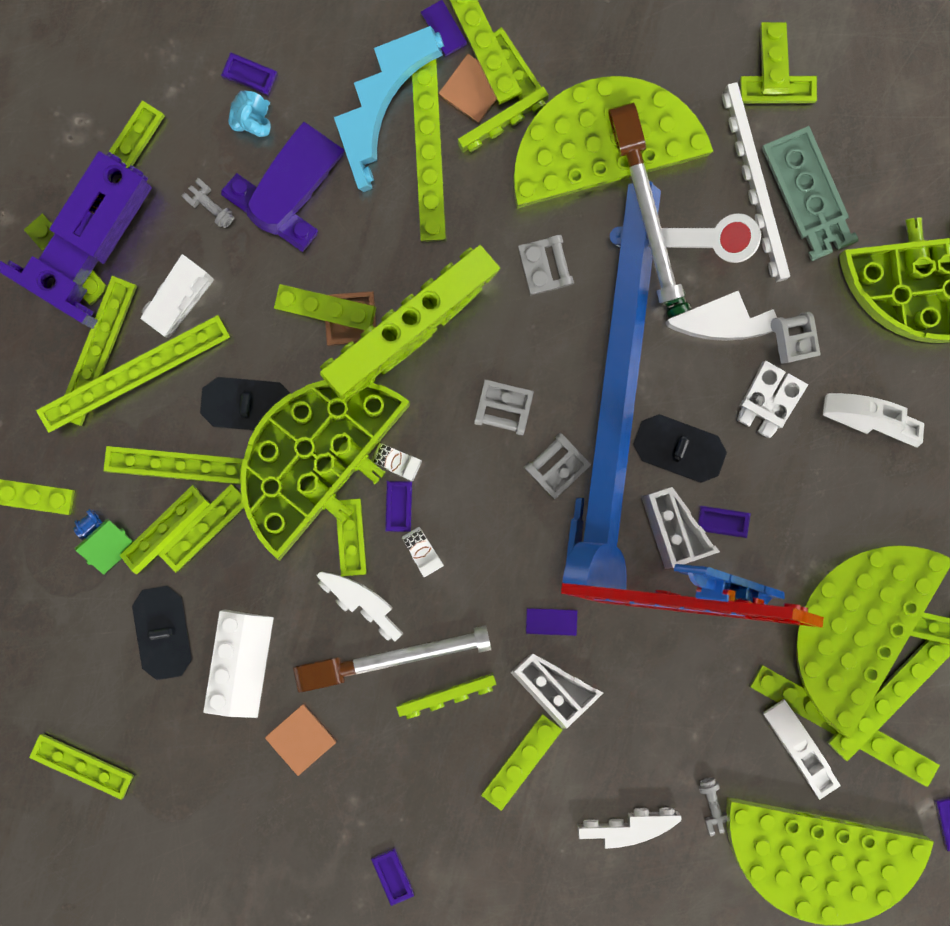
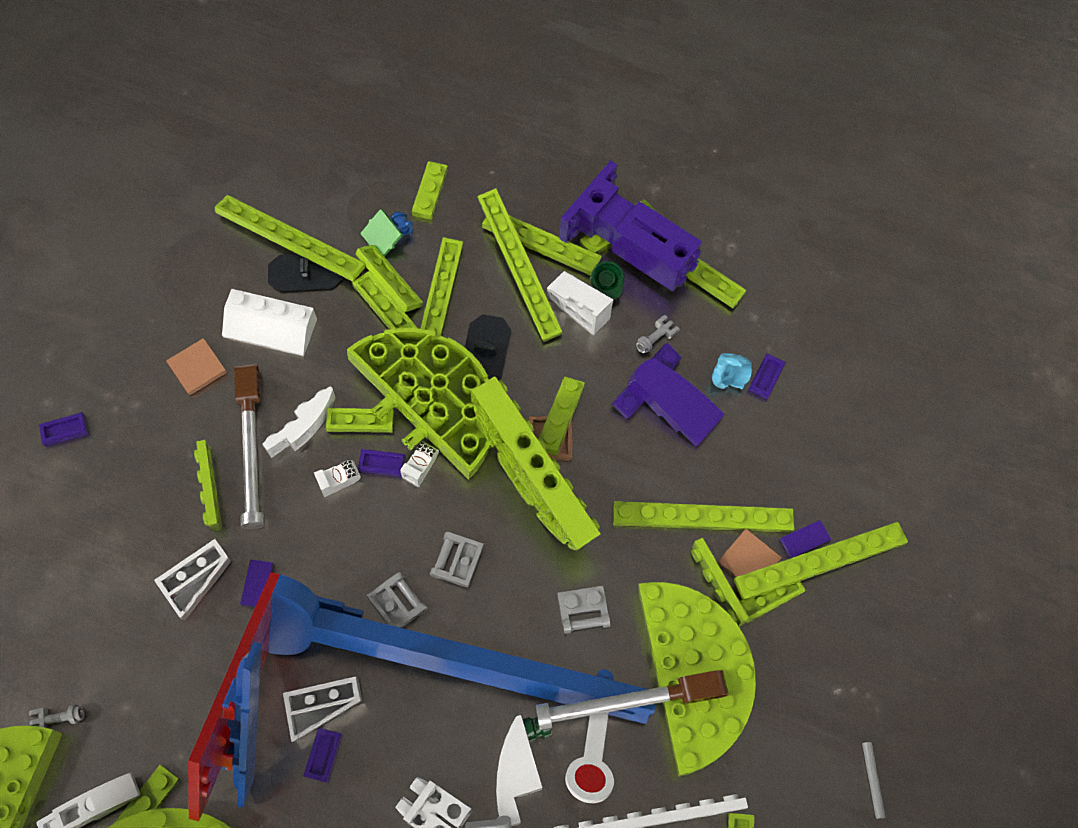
camera: 95 degrees right, 20 degrees down
(81, 766) = (204, 209): lime plate -> none
(121, 659) = (290, 238): none -> lime plate
(145, 266) = (608, 279): none -> dark green hat
(361, 126) = (716, 459): medium azure arch -> none
(521, 762) = (135, 544): lime plate -> none
(640, 827) = (51, 643): white slope -> none
(680, 448) = (398, 720): black shield -> none

